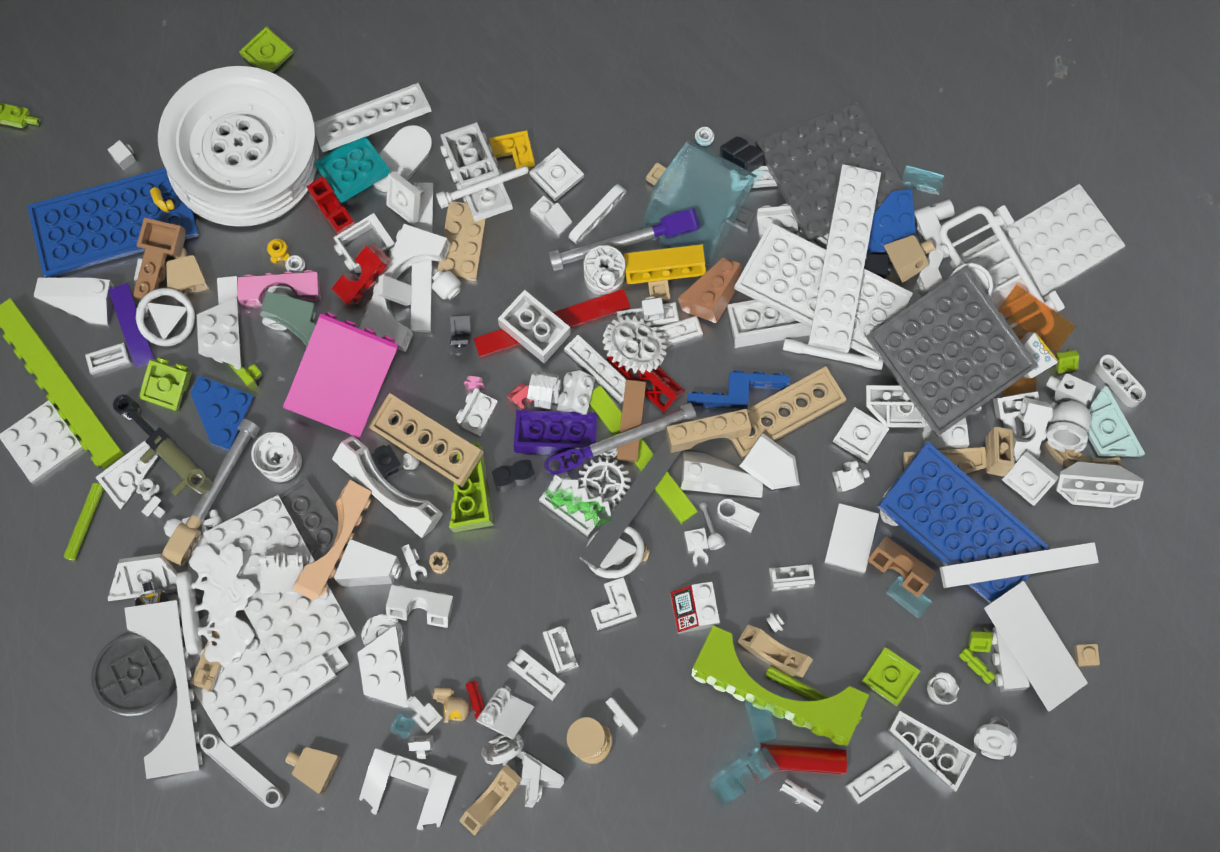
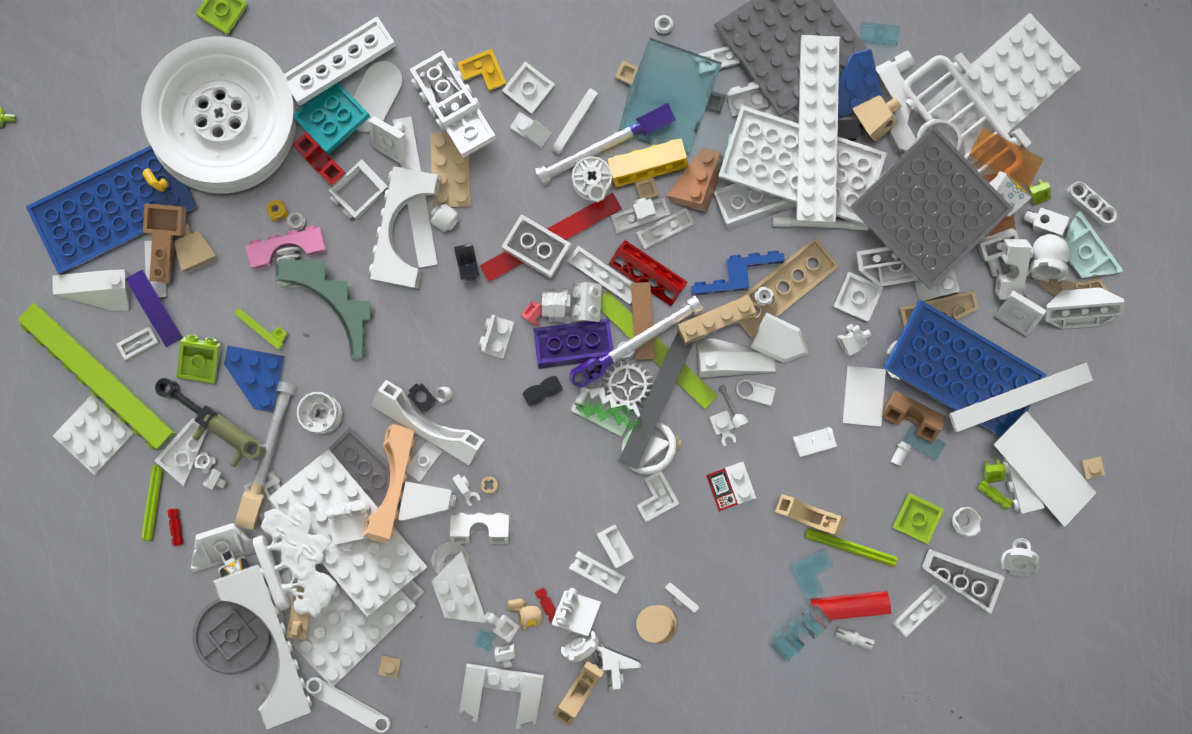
camera: 10 degrees left, 10 degrees up
(102, 550) = (175, 527): none -> red axle
(122, 154) = (105, 139): white plate -> none
(165, 317) = (185, 295): white piece -> none
(170, 526) = (235, 494): white tile -> none
(220, 333) = (241, 304): white wing -> none
(228, 290) = (239, 263): white tile -> none
(294, 737) = (389, 666): none -> tan plate
(313, 767) = (412, 691): tan torso -> none
(340, 374) = (364, 327): windscreen -> none
(372, 263) = (371, 211): red arch -> none
(375, 526) = (423, 460): none -> white plate
(394, 290) = (397, 233): white tile -> none
(437, 434) = (466, 367): tan plate -> none
(446, 198) = (431, 138): white piece -> none
(472, 502) = (506, 413): lime wedge -> none
(474, 382) = (488, 309): bright pink plate -> none
(634, 344) = (633, 248): white gear -> none
(742, 154) = (703, 40): black brick -> none
(767, 416) = (764, 291): none -> white plate
(775, 622) = (806, 486): white plate -> none
(827, 717) = (869, 567): lime arch -> none
(882, 604) = (901, 453): none -> white pin
(999, 451) = (988, 292): tan brick -> none

